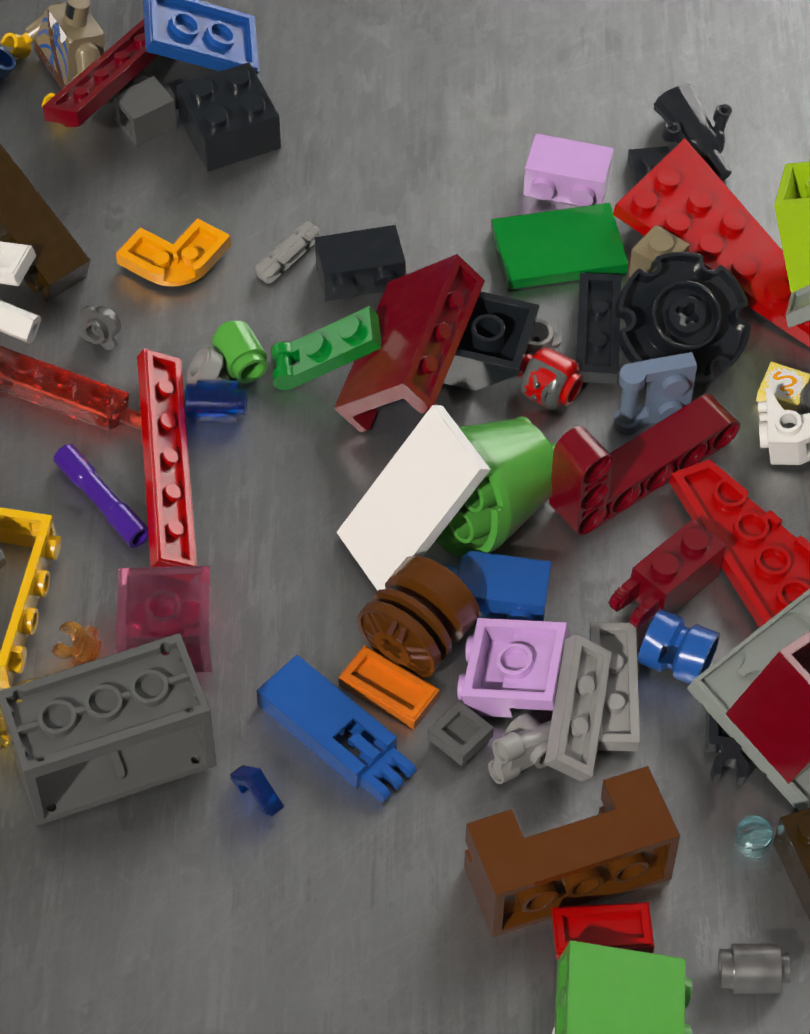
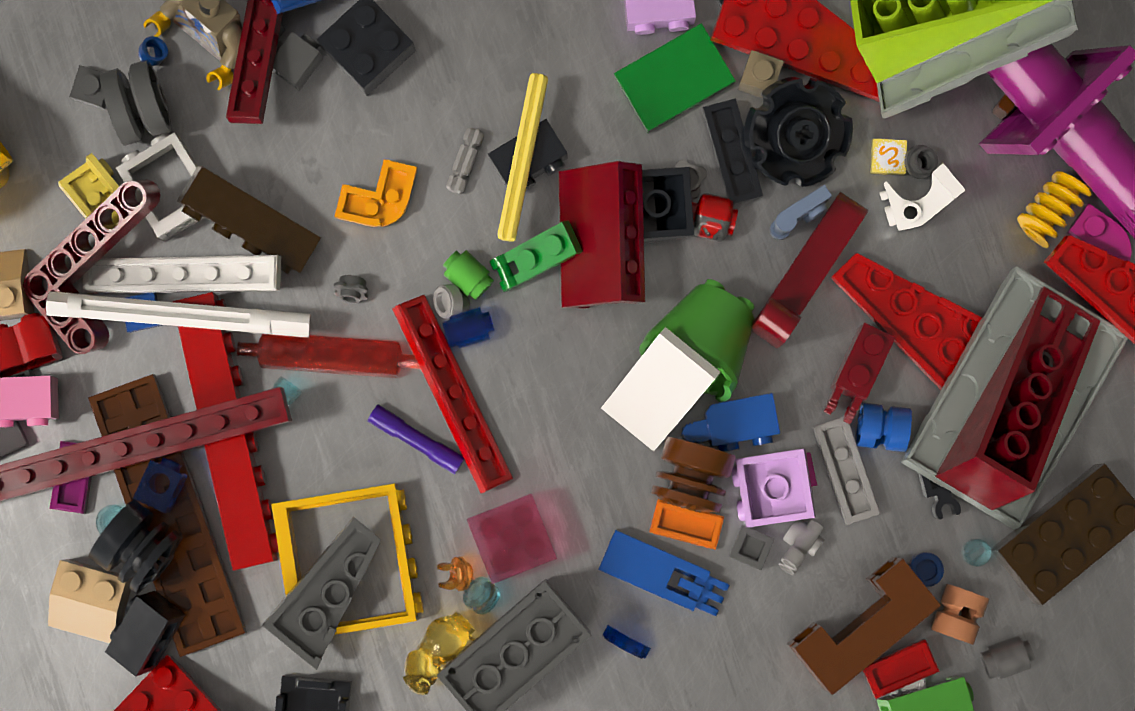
camera: 20 degrees left, 30 degrees up
(351, 247) = (522, 157): none -> light yellow axle
(578, 708) = (831, 509): light grey plate -> none
(690, 833) = (927, 568): none -> blue tile
(706, 890) = (964, 626): none -> nougat wheel

